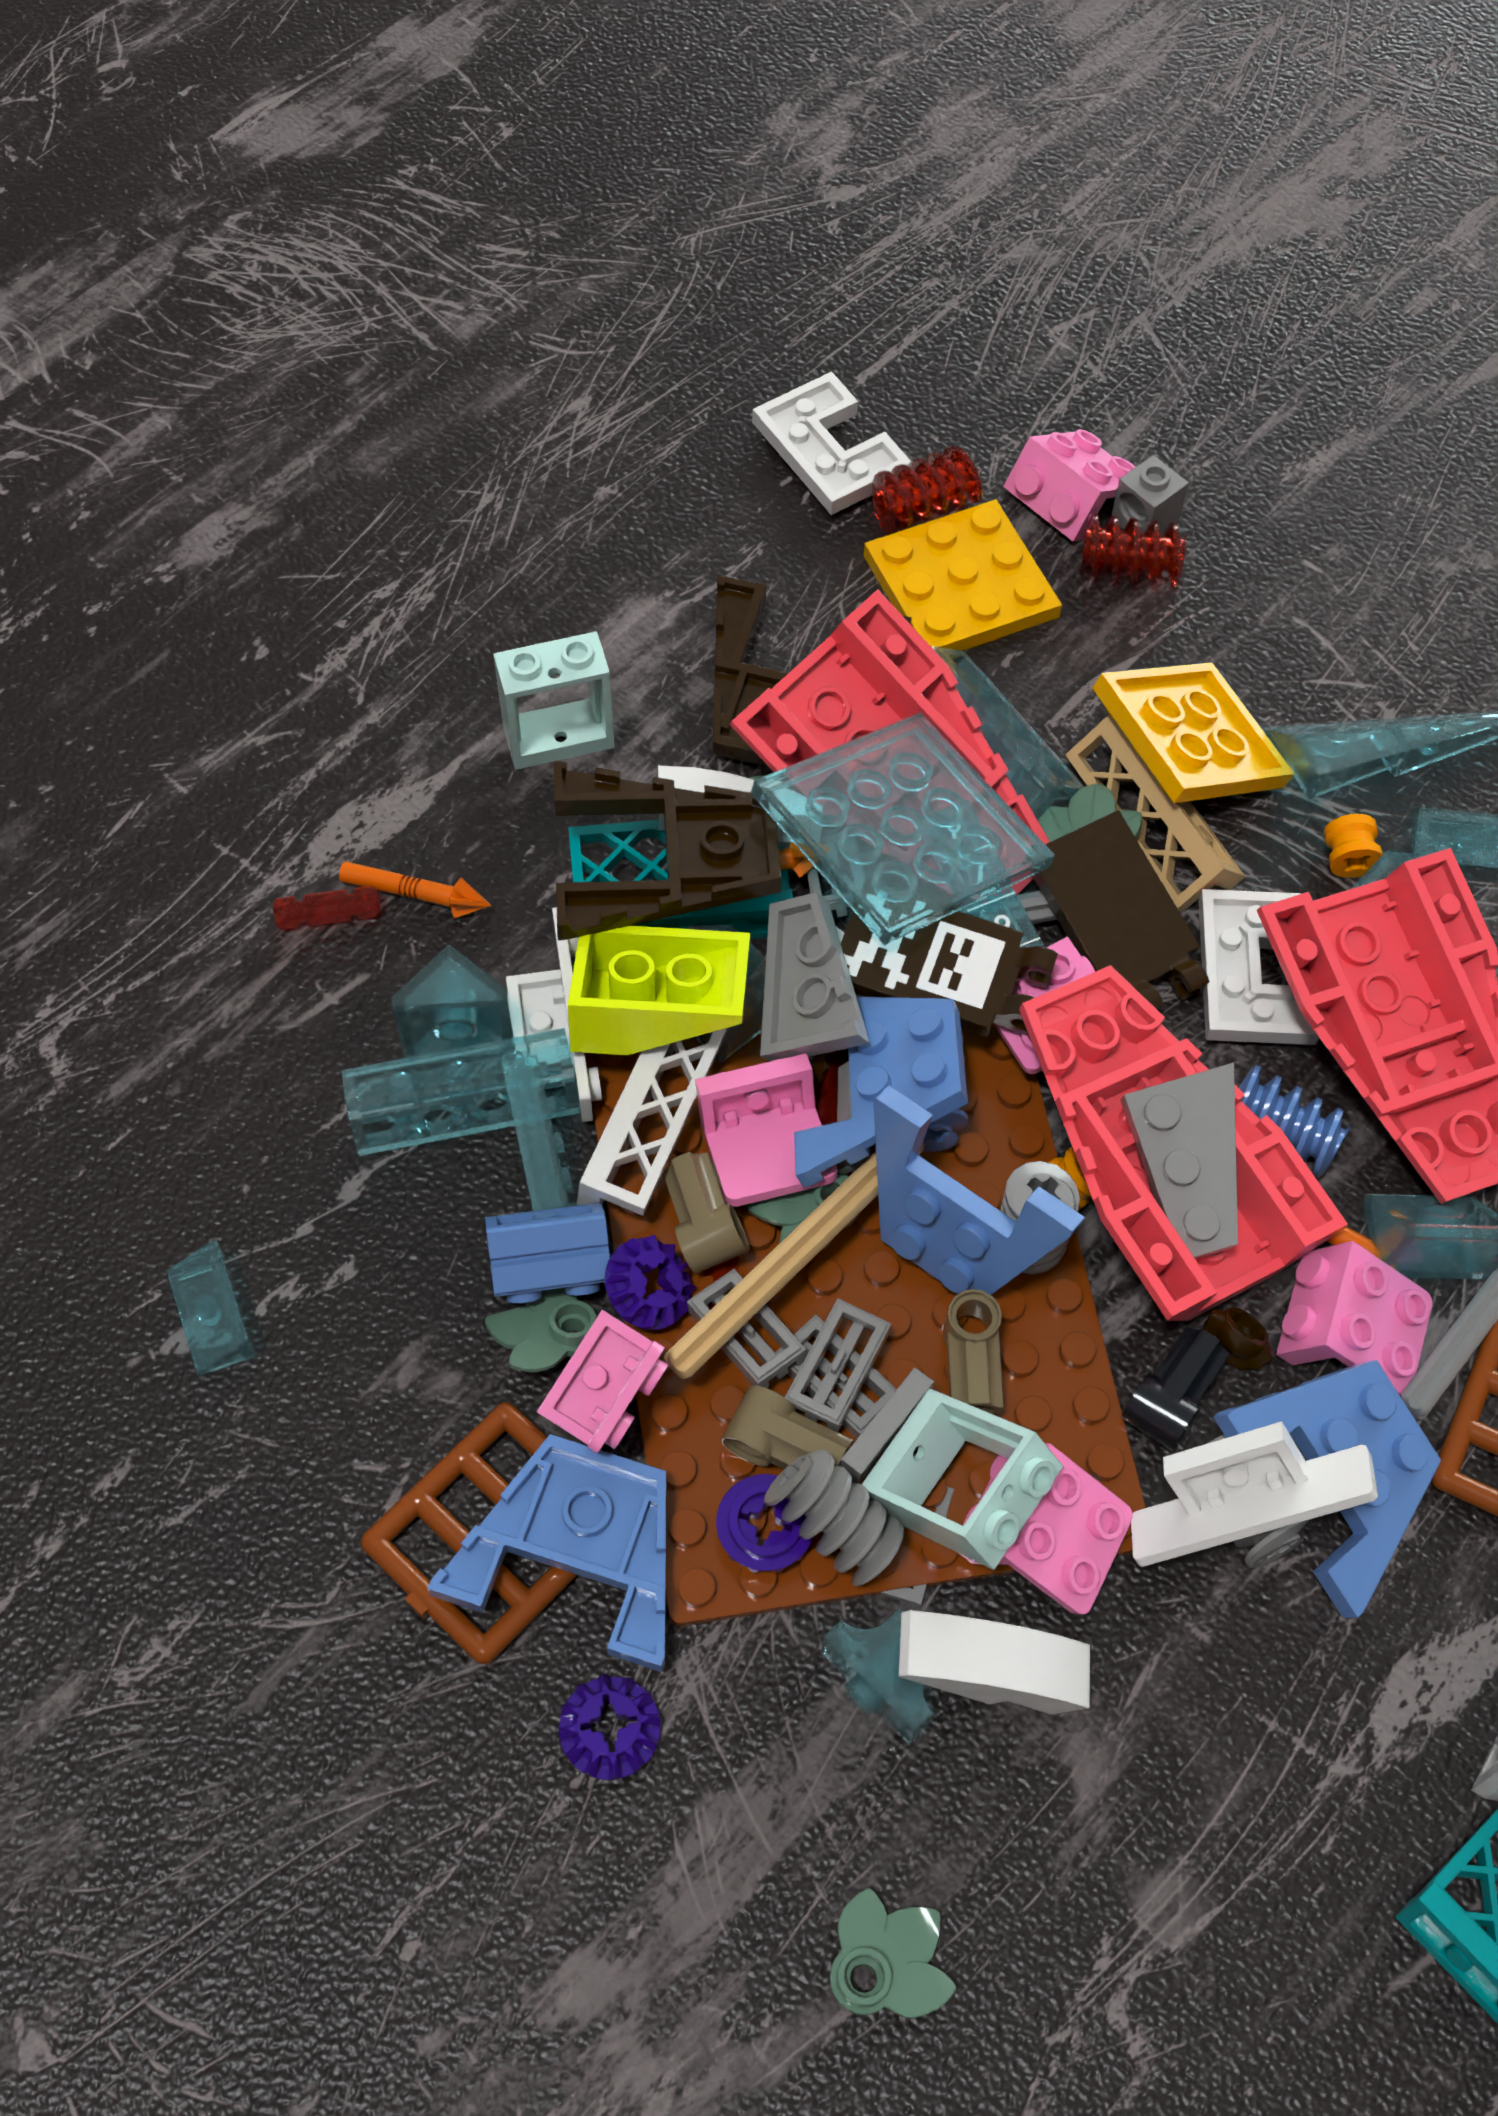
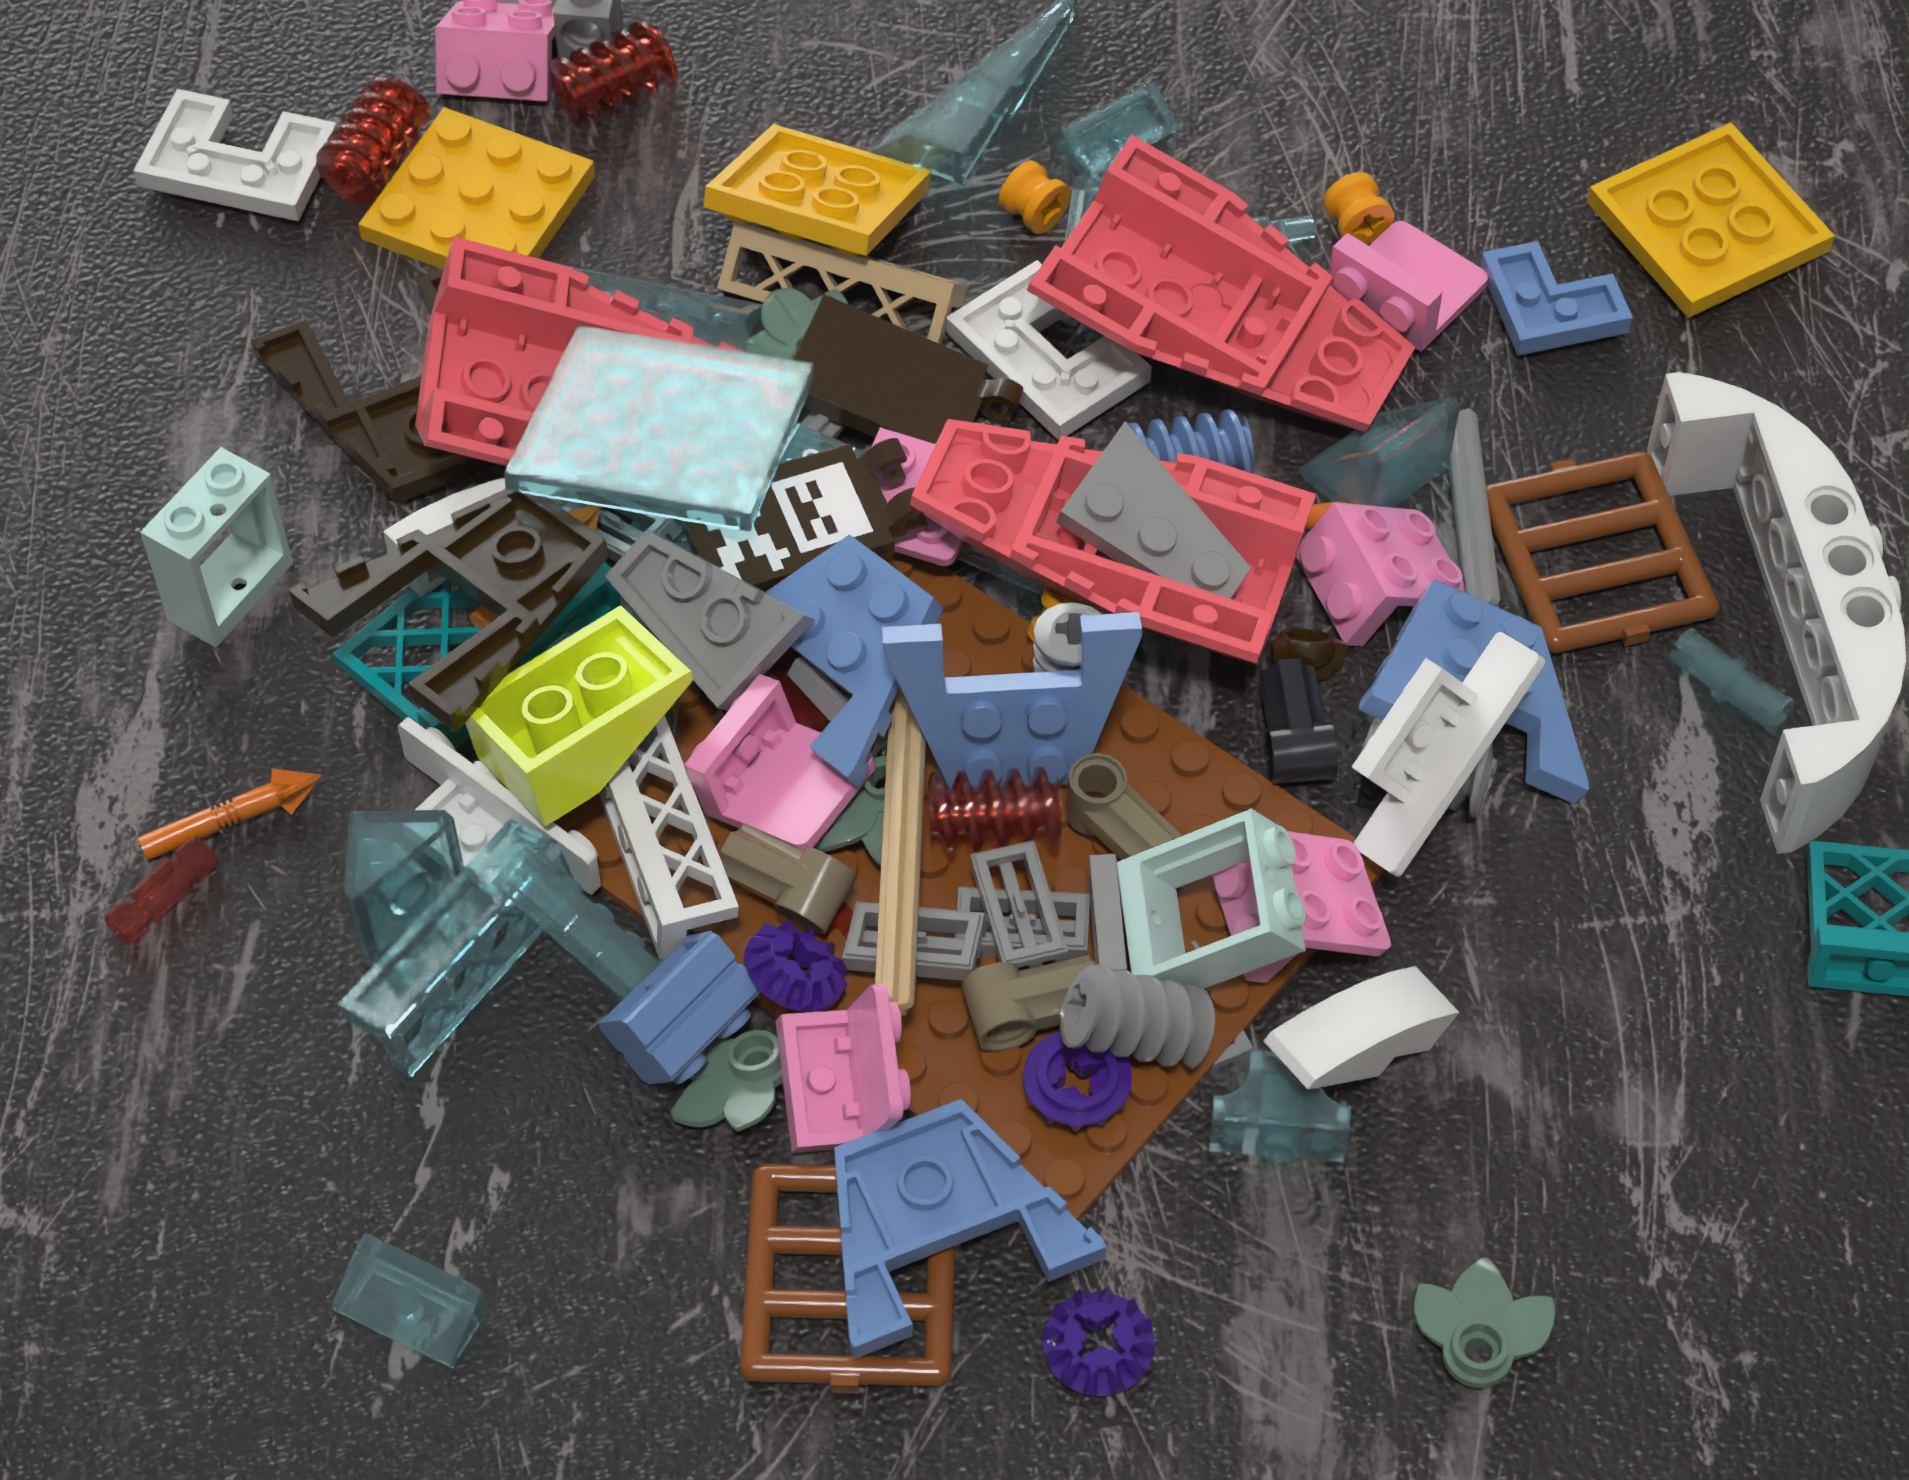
camera: 40 degrees left, 5 degrees down
(887, 1281) = (994, 809): none -> clear red piece

